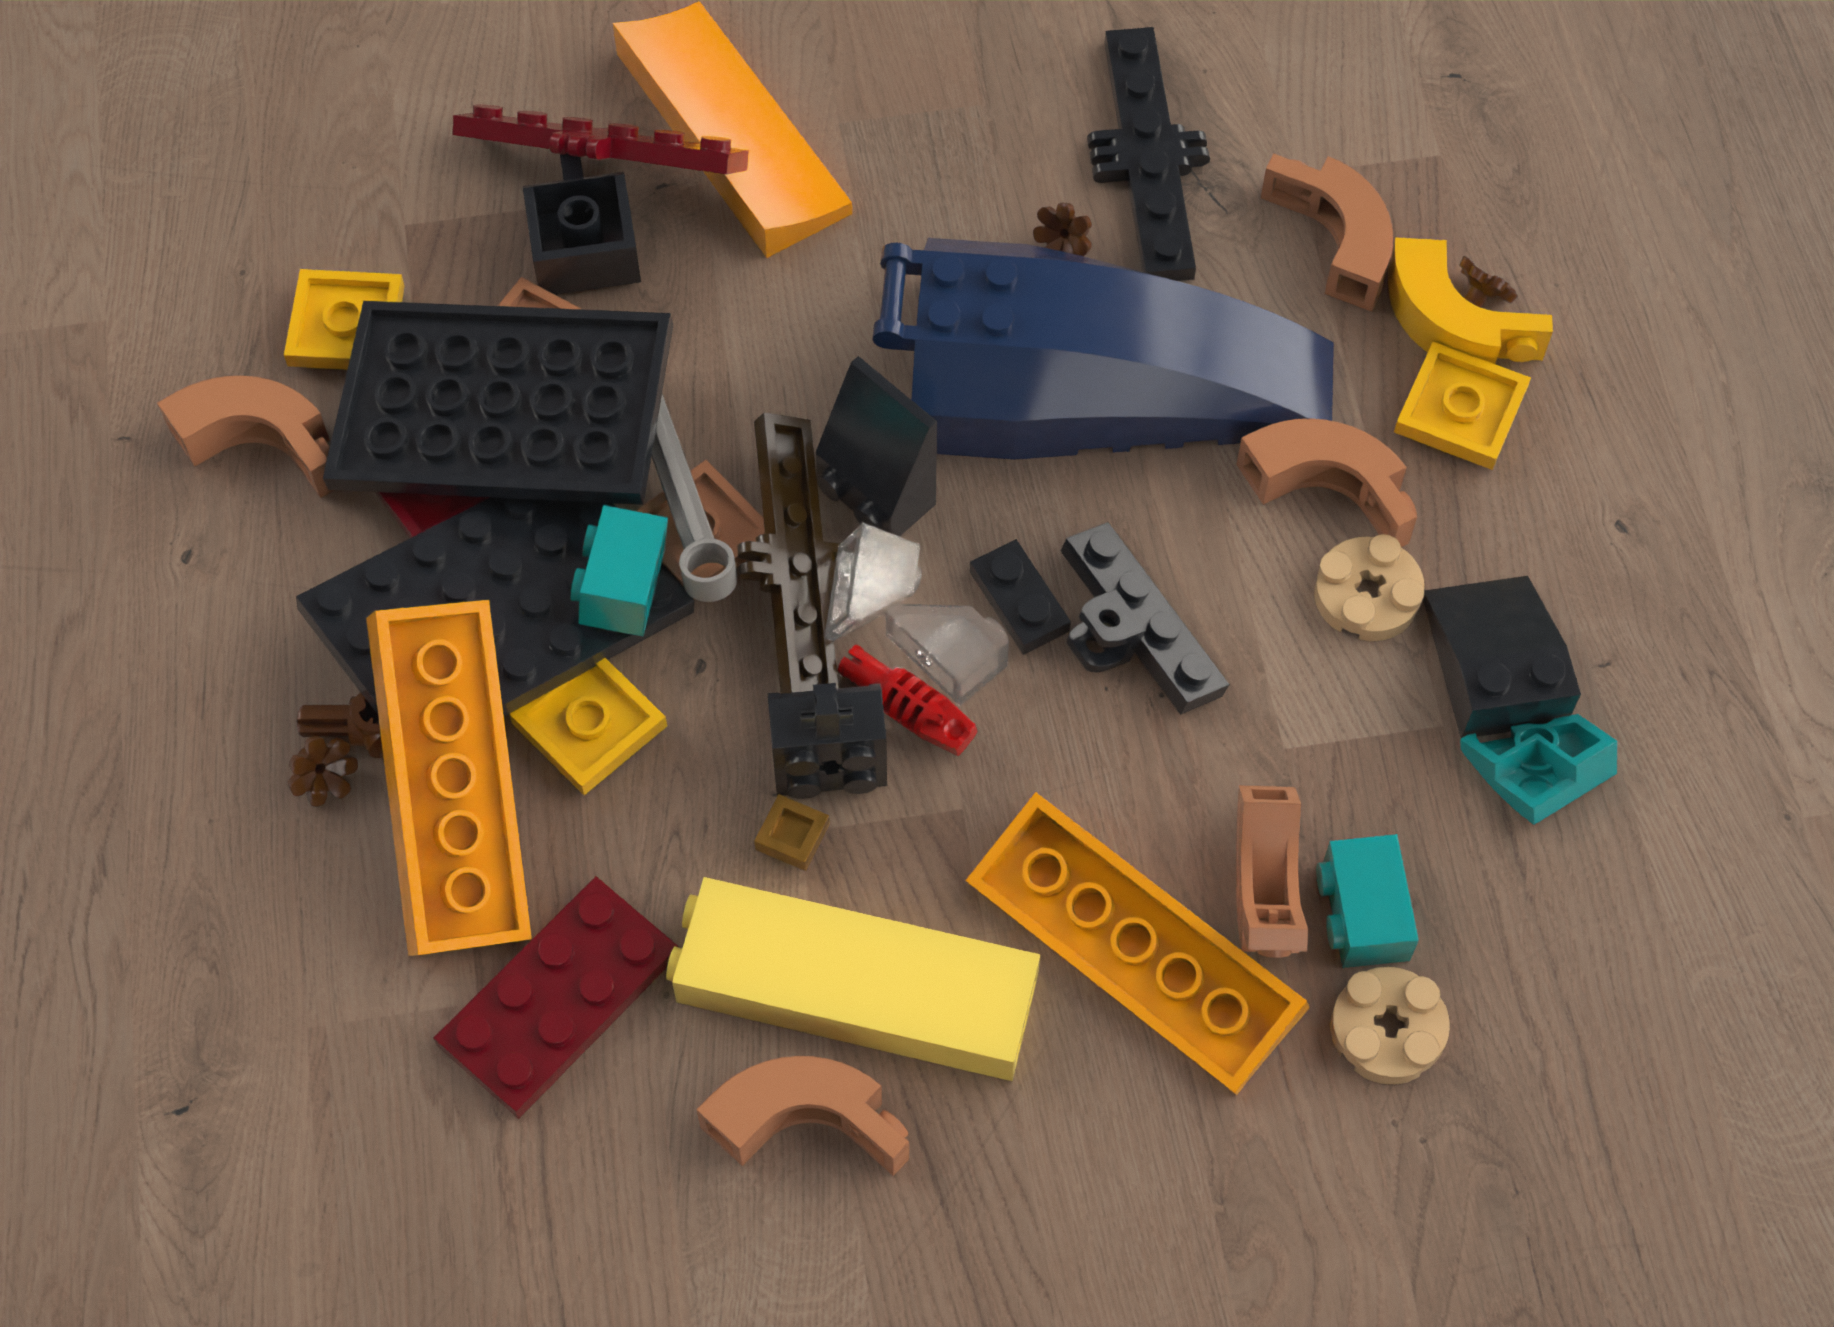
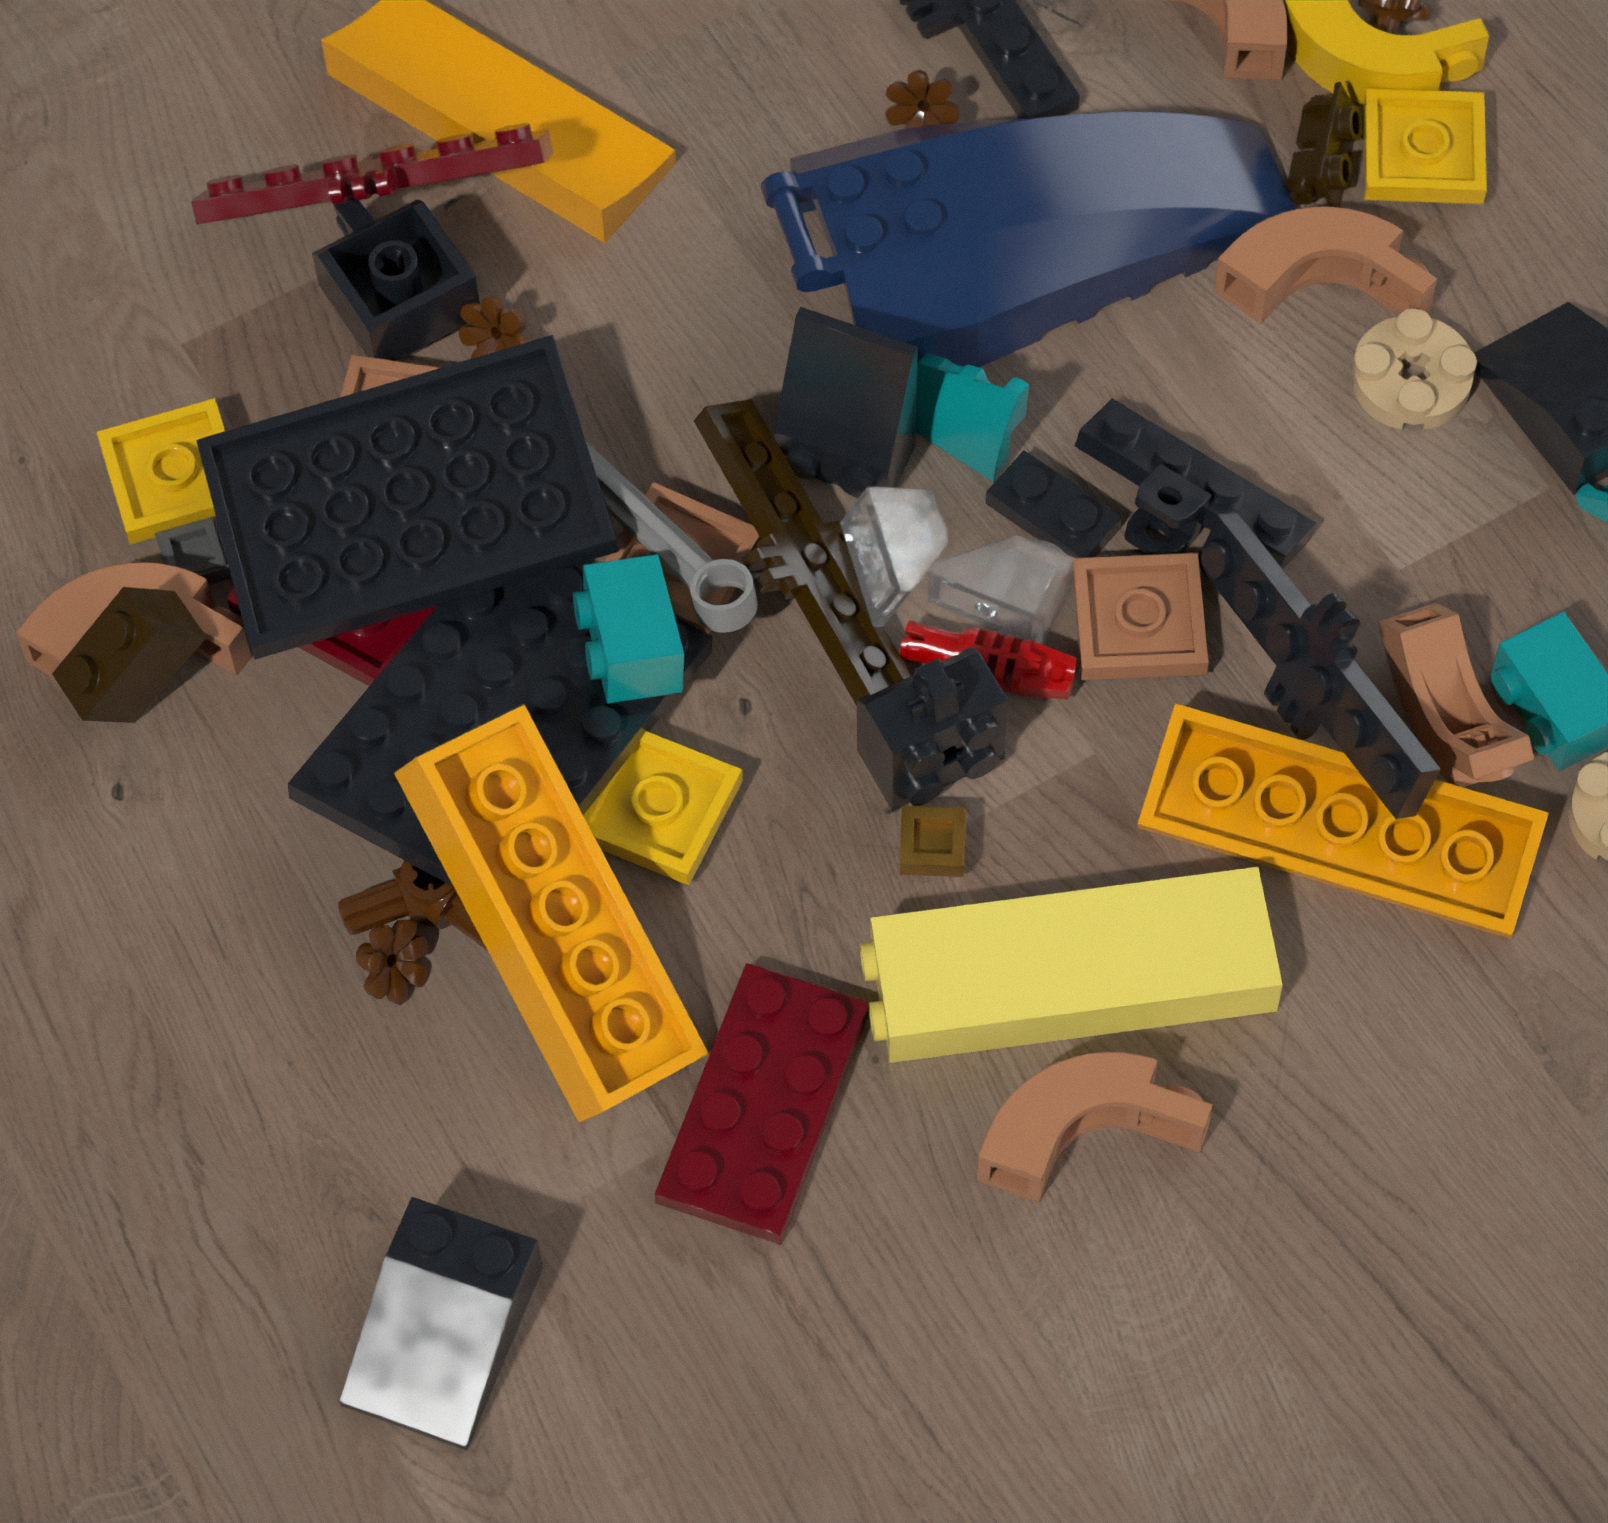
camera: 20 degrees left, 0 degrees up
(216, 1077) = (441, 1322): none -> slope
(230, 451) = (128, 655): none -> dark brown brick
(325, 387) = (195, 549): none -> dark grey tile
(640, 292) = (491, 327): none -> reddish brown plant
(978, 491) = (968, 413): none -> teal slope
(1046, 709) = (1140, 616): none -> nougat plate
(1162, 809) = (1316, 667): none -> black hinge
(1390, 366) = (1330, 129): none -> dark brown hinge

